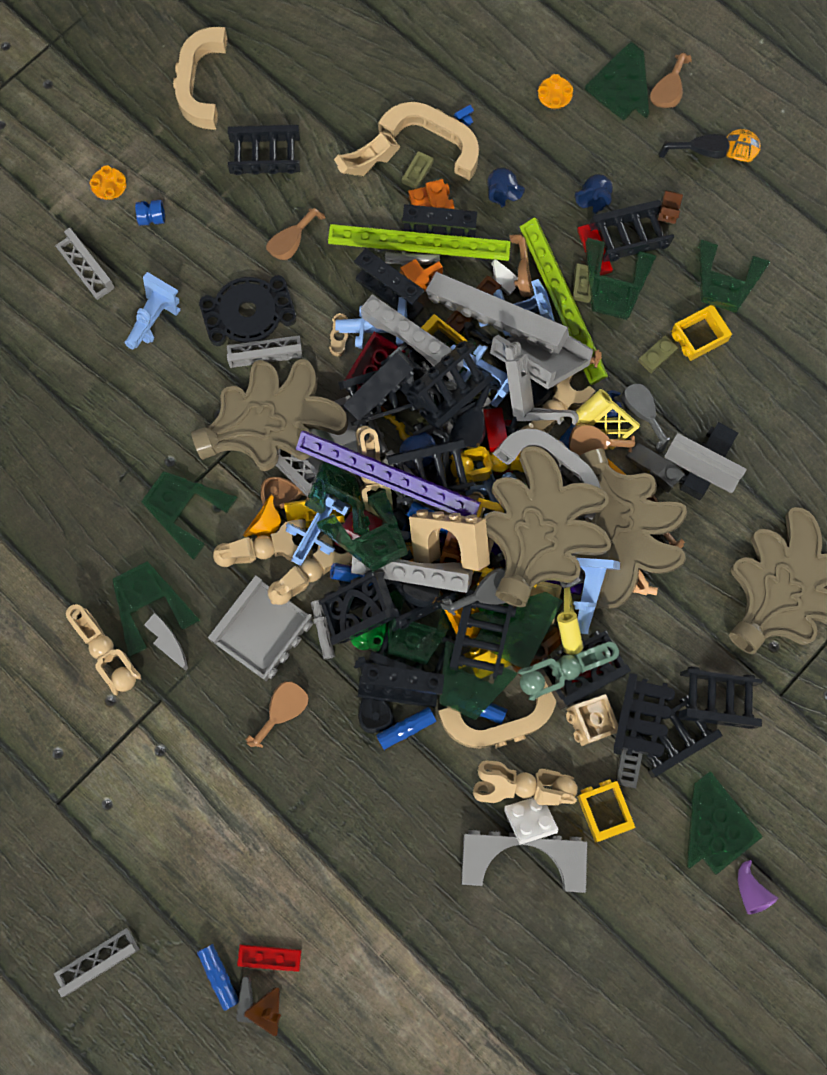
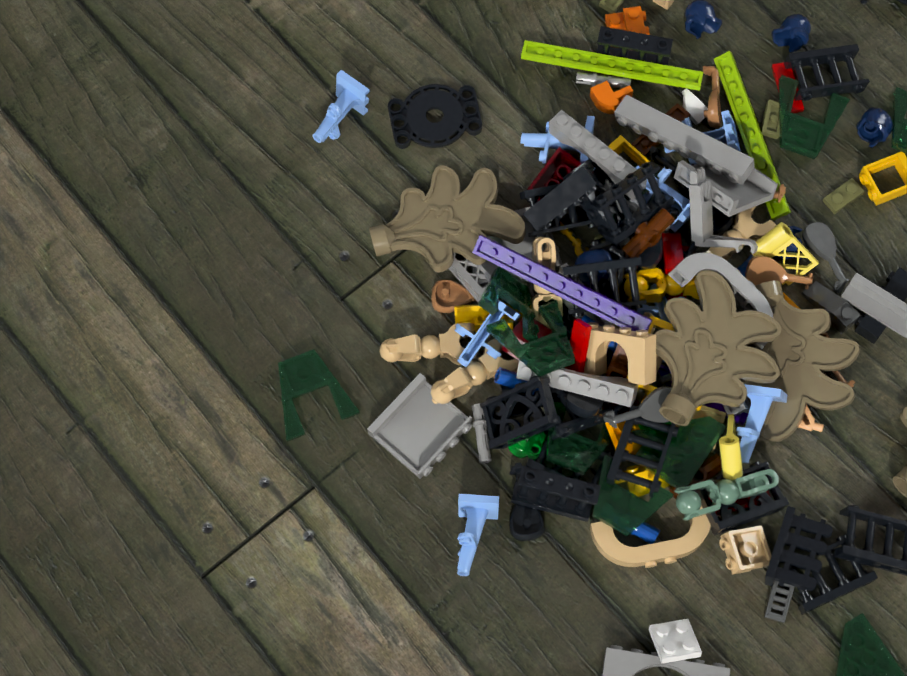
camera: 10 degrees right, 5 degrees down
(91, 262) = (282, 53): light grey fence -> none
(103, 649) = (262, 430): tan piece -> none
(150, 212) = (347, 14): blue wheel -> none
(167, 640) = (325, 428): light grey slope -> none
(169, 499) = (342, 289): clear green wing -> none
(265, 353) = (448, 159): light grey fence -> none
(266, 521) = (435, 322): light orange hat -> none
(285, 704) = (438, 502): medium nougat piece -> none
(287, 241) = (480, 53): medium nougat piece -> none
(324, 710) = (476, 510): none -> light blue piece
(338, 347) = (521, 160): tan piece -> none
(388, 283) = (577, 101): black fence -> none
(406, 728) = (556, 538): blue axle -> none
(411, 533) = (579, 343): none -> red tile
(469, 413) = (648, 233): none -> reddish brown piece
(504, 783) = (692, 610): tan piece -> none
(623, 827) = (743, 665): yellow window -> none
(670, 206) = (867, 52): reddish brown brick -> none
(683, 274) = (874, 126): none -> dark blue hair

